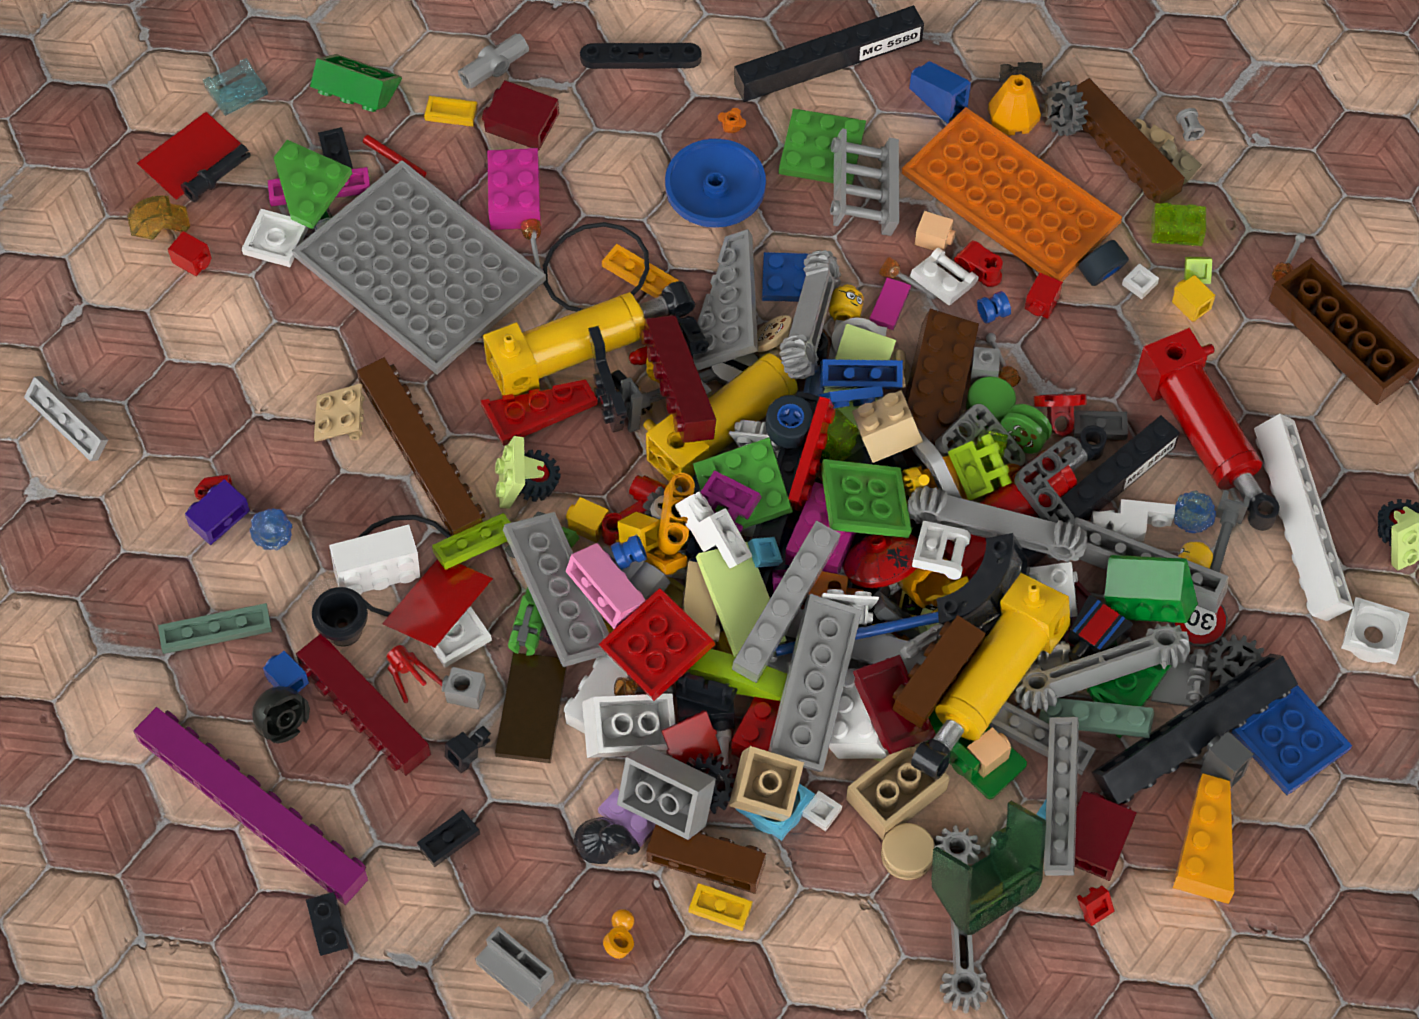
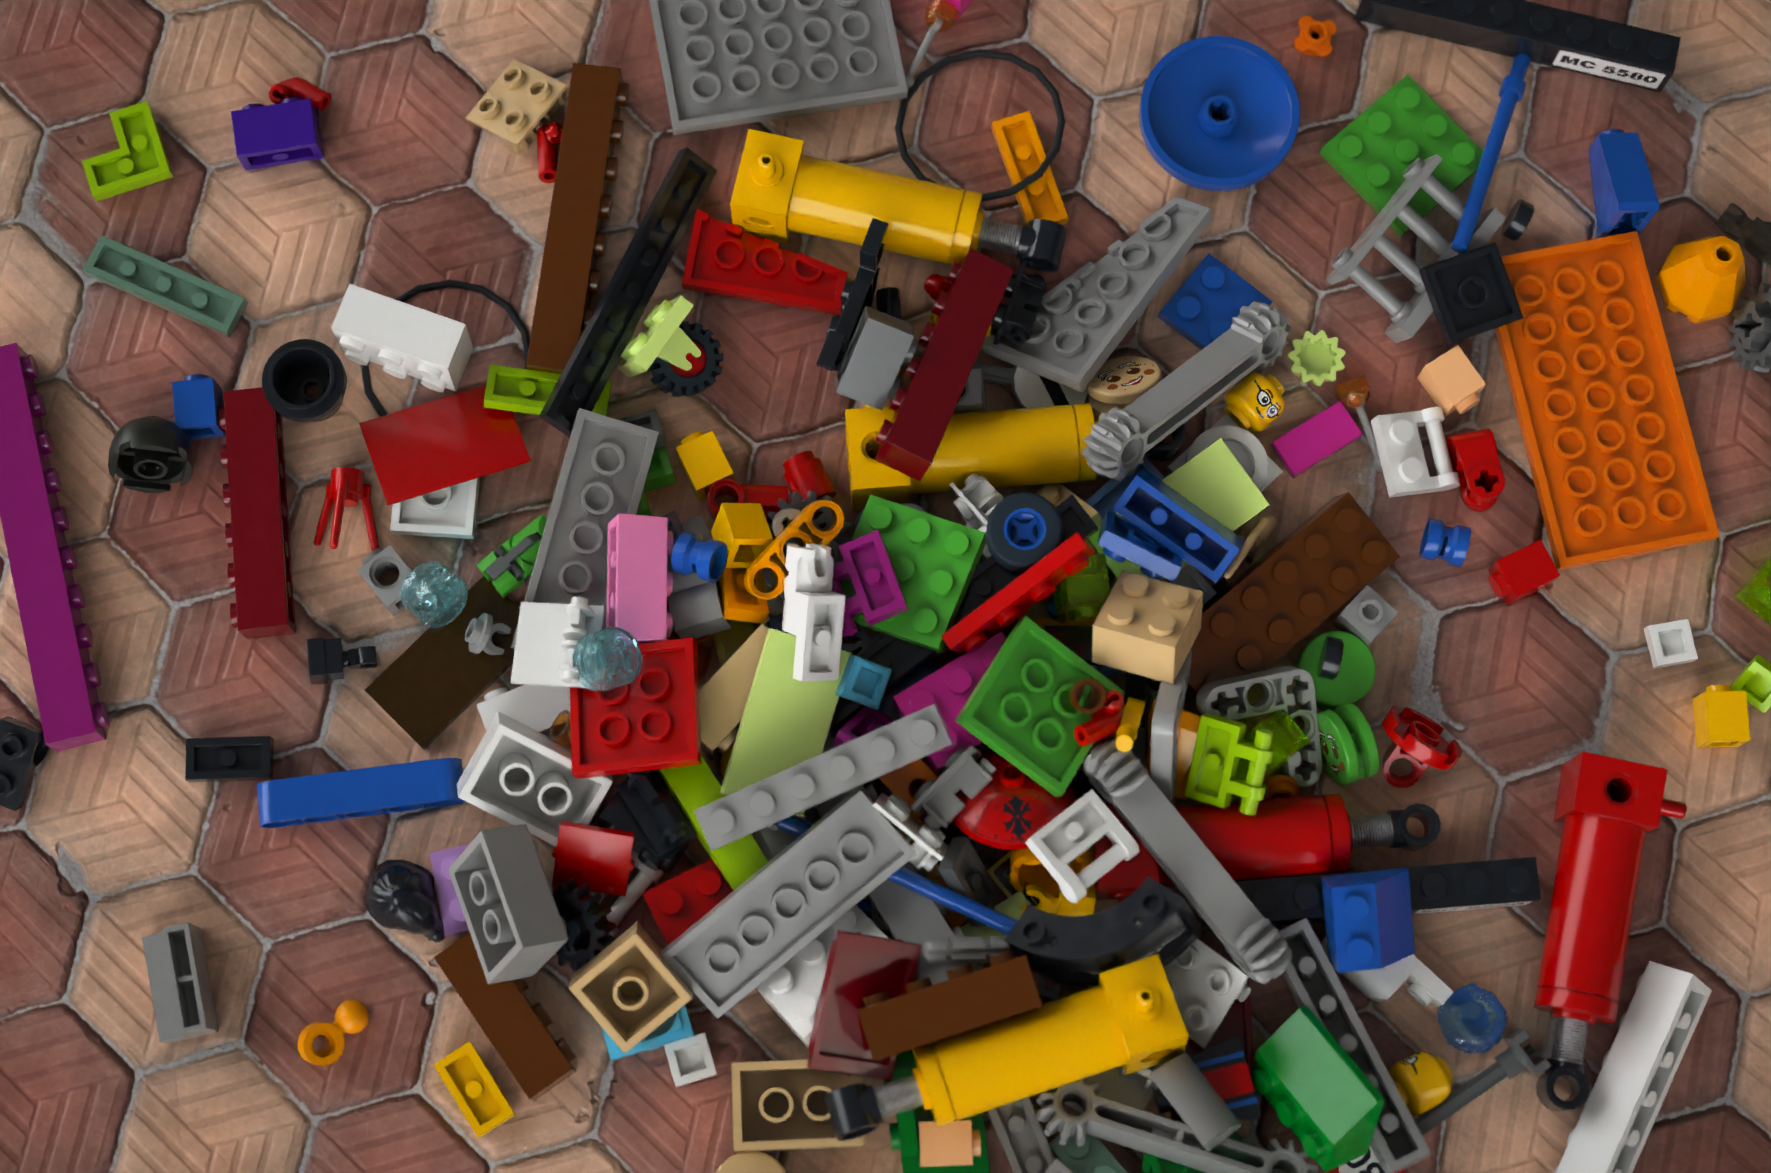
camera: 35 degrees right, 15 degrees up
(146, 576) = (138, 160): none -> lime plate
(271, 529) = (318, 204): clear light blue piece -> none
(373, 426) = (547, 153): none -> red arm
(479, 460) = (629, 290): none -> black plate
(496, 674) = (434, 594): none -> clear light blue wheel
(535, 804) = (359, 793): none -> blue beam
(537, 677) = (480, 634): none -> light grey plate
(590, 640) = (548, 640): none -> white hinge
(626, 623) = (613, 670): none -> clear light blue wheel
(643, 395) = (874, 358): none -> dark grey brick
(851, 85) = (1510, 93): none -> blue bar
(853, 557) = (939, 796): none -> light grey hinge
(859, 265) = (1316, 358): none -> yellowish green piece
(889, 472) = (1095, 697): none -> reddish brown hinge
(901, 481) = (1103, 722): none -> red arm
(905, 139) = (1517, 220): none -> black tile
(911, 183) = (1470, 293): none -> black tile
(985, 391) = (1330, 658): none -> black tile
(1006, 373) = (1388, 649): clear orange hinge -> none
(1041, 486) = (1288, 847): dark grey beam -> none
(1095, 635) = (1195, 1101): none -> light grey brick
(1103, 262) = (1639, 585): black wheel -> none
(1105, 494) = (1368, 919): none -> blue slope
(1112, 422) = (1456, 806): dark grey plate -> none

